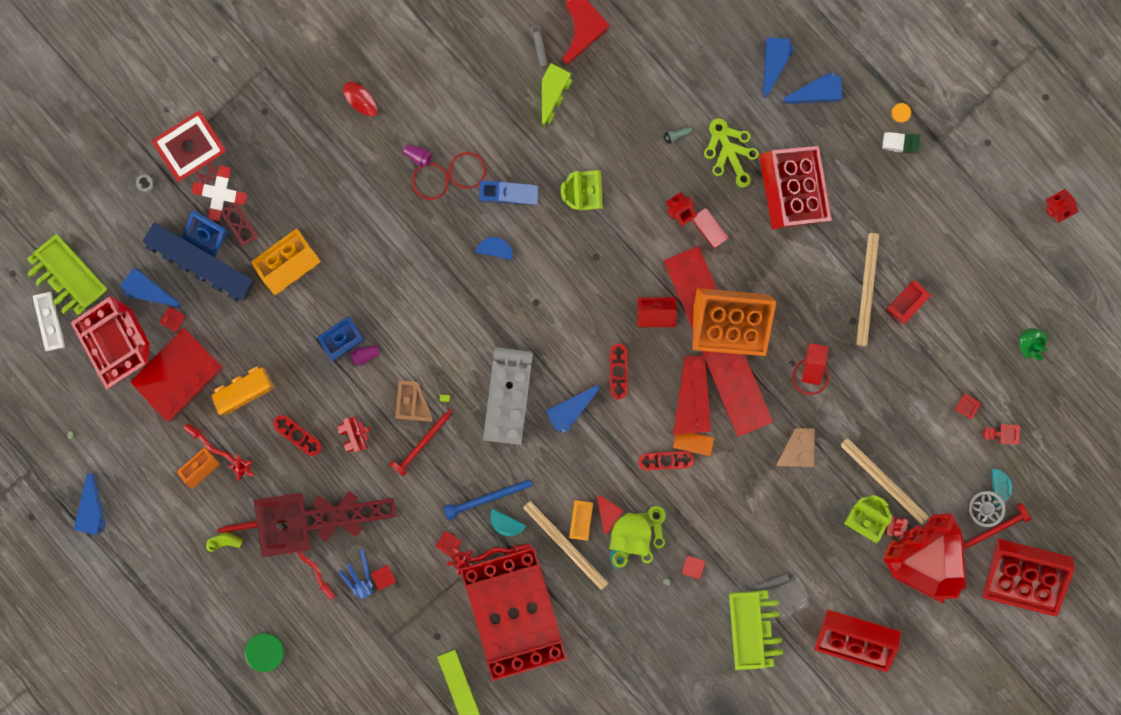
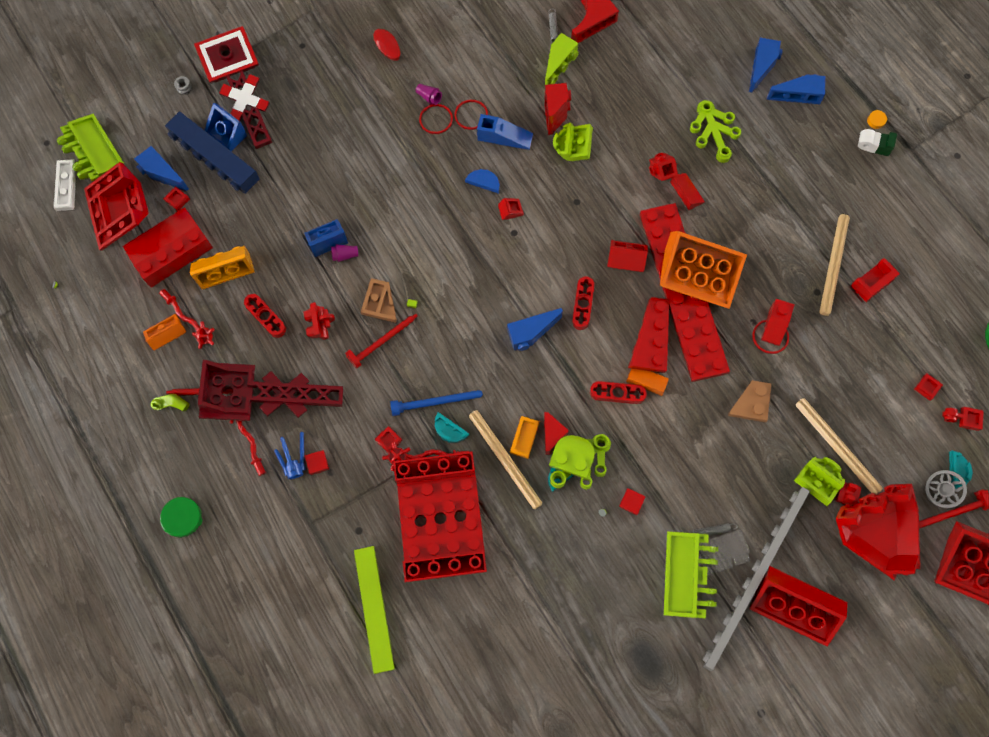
camera: 10 degrees right, 15 degrees down
(90, 510) = (50, 353): blue slope -> none
(285, 262) = (290, 164): light orange slope -> none
(508, 406) = (469, 316): light grey hinge -> none
(528, 276) = (510, 208): none -> red slope
(558, 155) = (556, 105): none -> red slope
(671, 136) = (661, 110): sand green piece -> none
(795, 187) = (772, 165): red slope -> none
(813, 628) = (751, 584): none -> light grey plate

